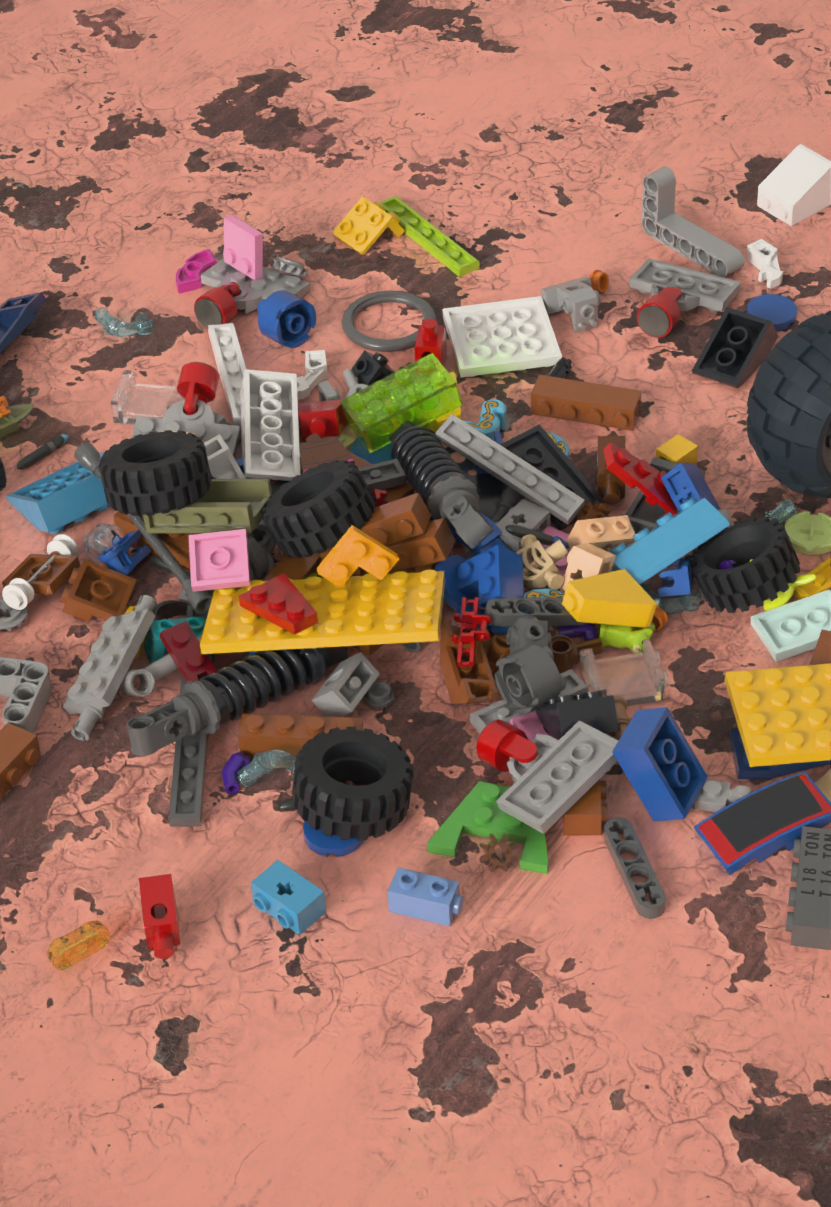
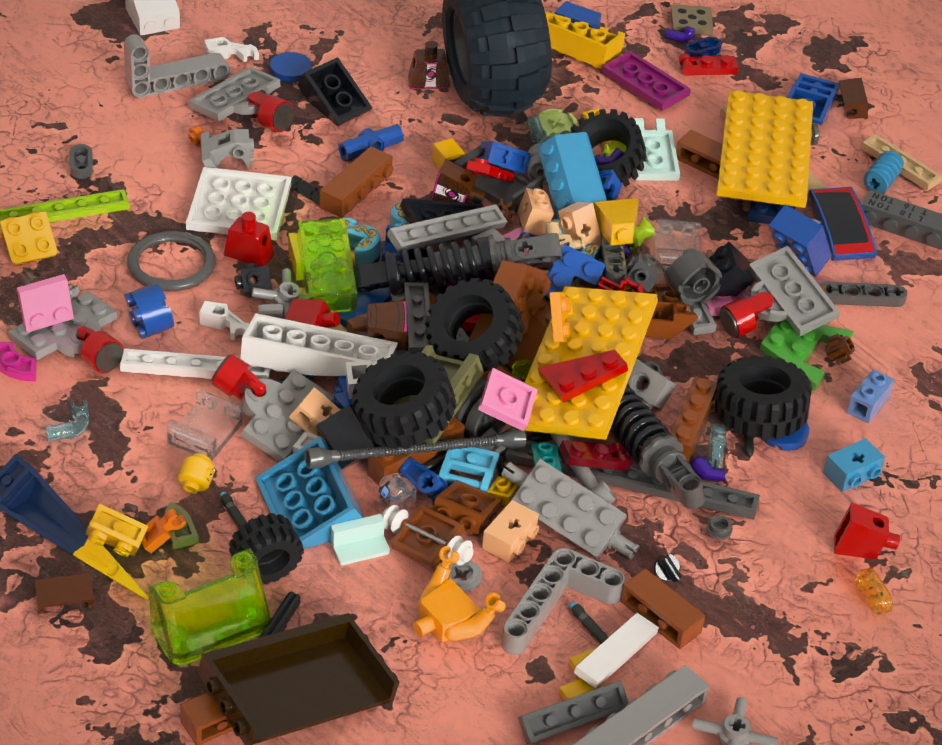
camera: 80 degrees left, 0 degrees up
(30, 535) = (359, 539): none -> light aqua panel
(61, 762) = (667, 567): none -> black plate
(70, 631) = (510, 531): none -> light nougat brick
(78, 410) = (196, 473): none -> yellow head
(141, 797) = (719, 528): none -> dark grey plate
(164, 583) = (471, 461): none -> medium azure plate
(505, 224) = (81, 161): none -> dark grey plate
(667, 397) = (378, 139): none -> blue piece

